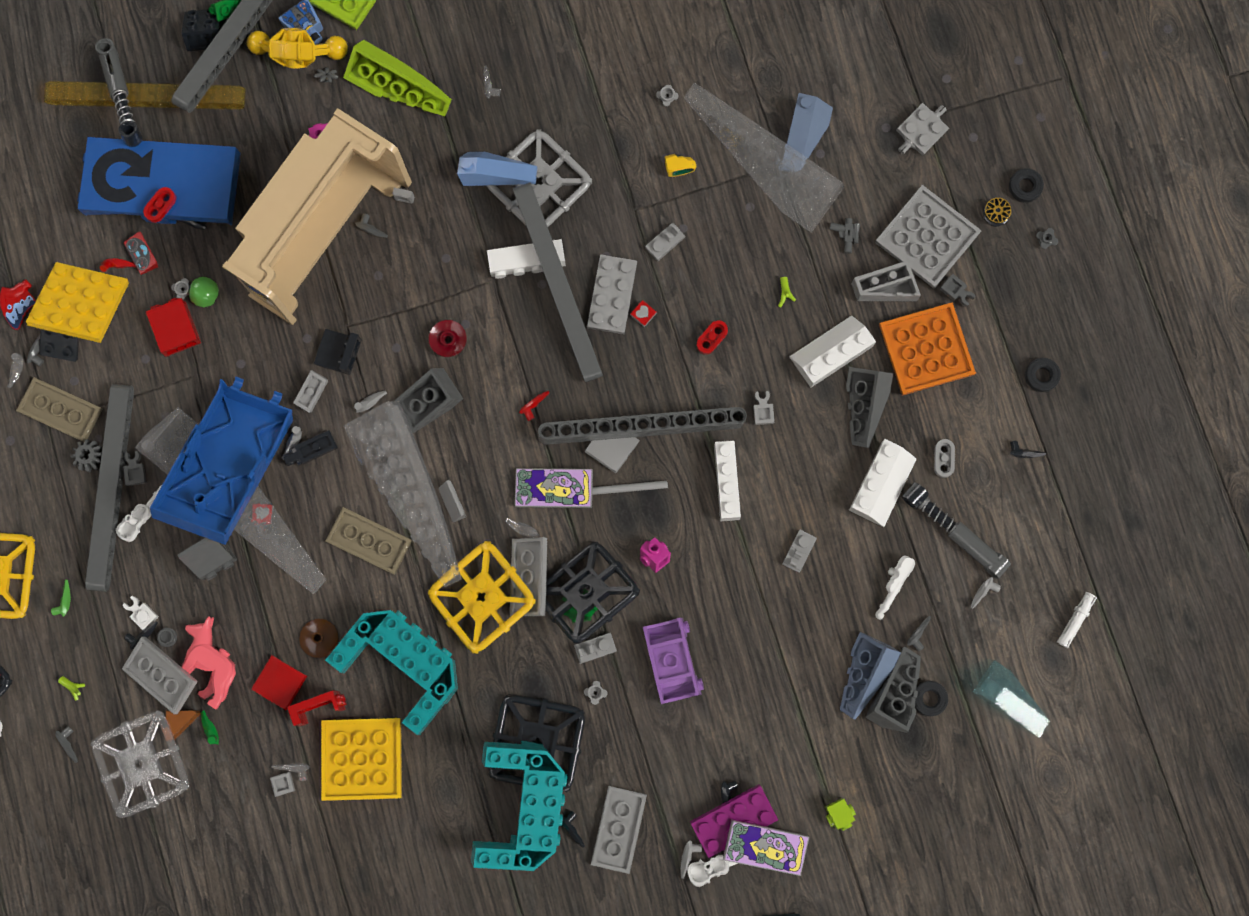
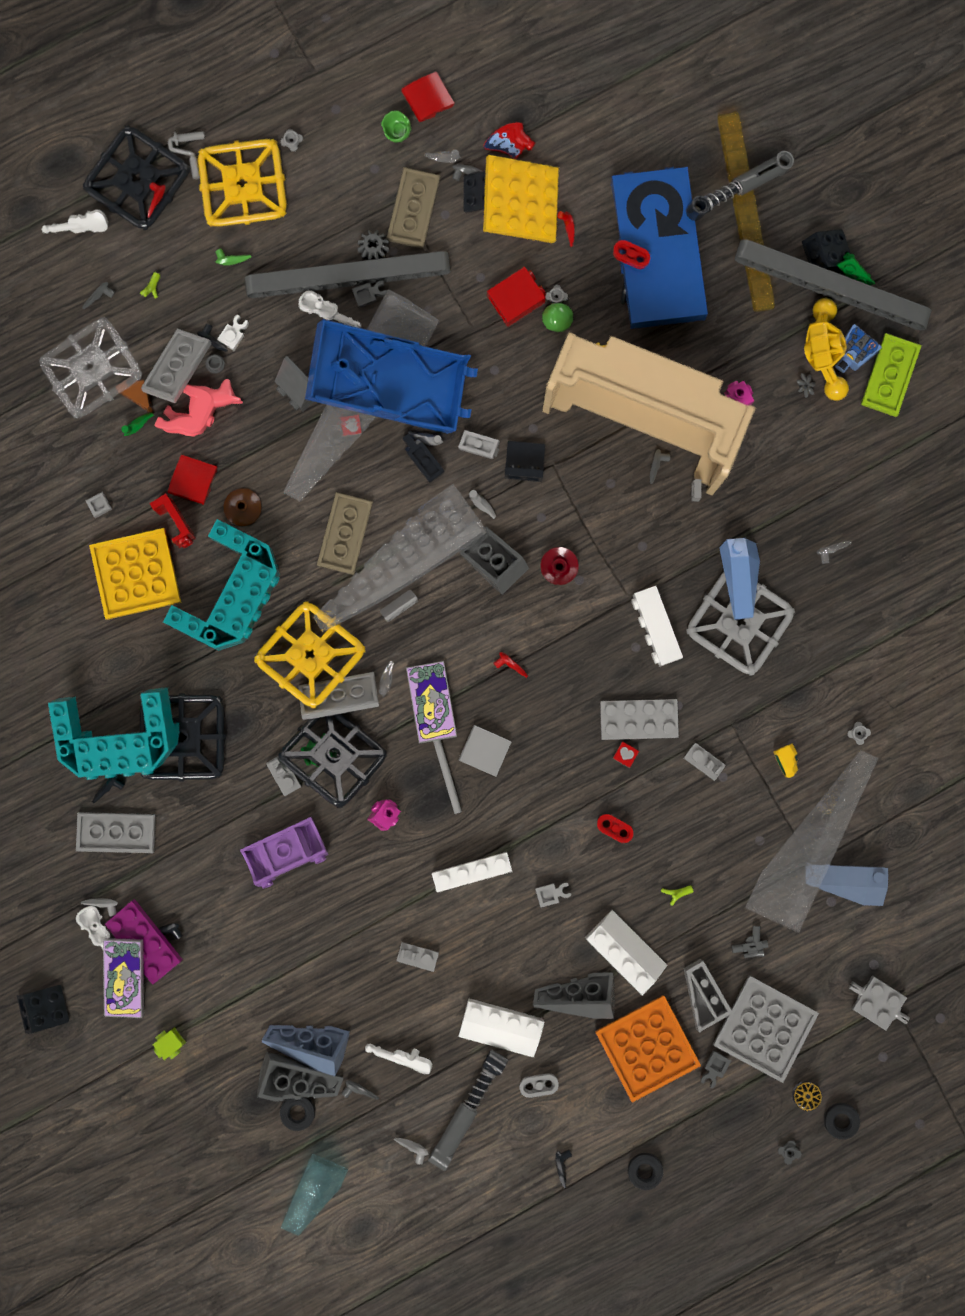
camera: 75 degrees right, 5 degrees up
(141, 253) = (583, 247): slope -> none
(295, 767) = (116, 516): clear bar -> none
(391, 78) = (816, 451): lime wedge -> none
(557, 282) = (637, 662): dark grey beam -> none
(590, 692) = (240, 778): light grey plate -> none
(649, 419) = (516, 784): dark grey beam -> none
(1077, 619) = (402, 1246): white pin -> none

